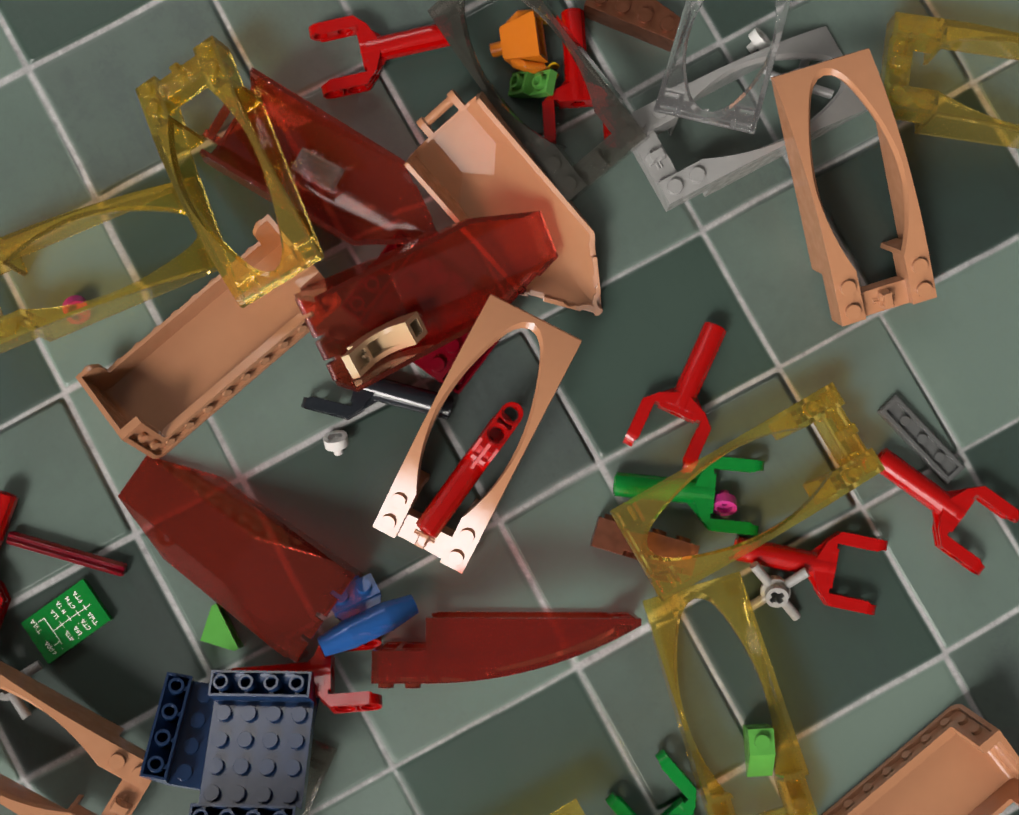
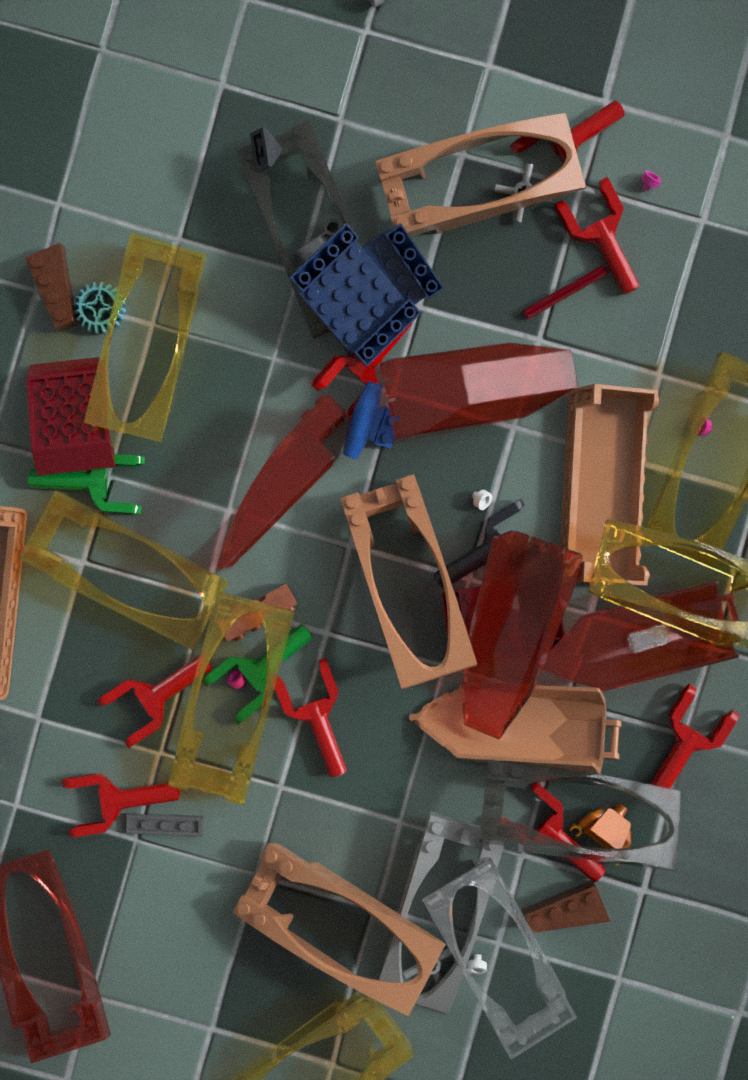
camera: 135 degrees right, 5 degrees up
(67, 621) = (527, 257): green tile -> none
(220, 630) = (439, 336): bright green slope -> none
(382, 341) = (510, 580): tan arch -> none
(468, 471) = (392, 557): red piece -> none
(532, 85) = (578, 809): bright green slope -> none
(759, 749) = (88, 565): bright green slope -> none
(776, 590) = (162, 660): light grey bar -> none

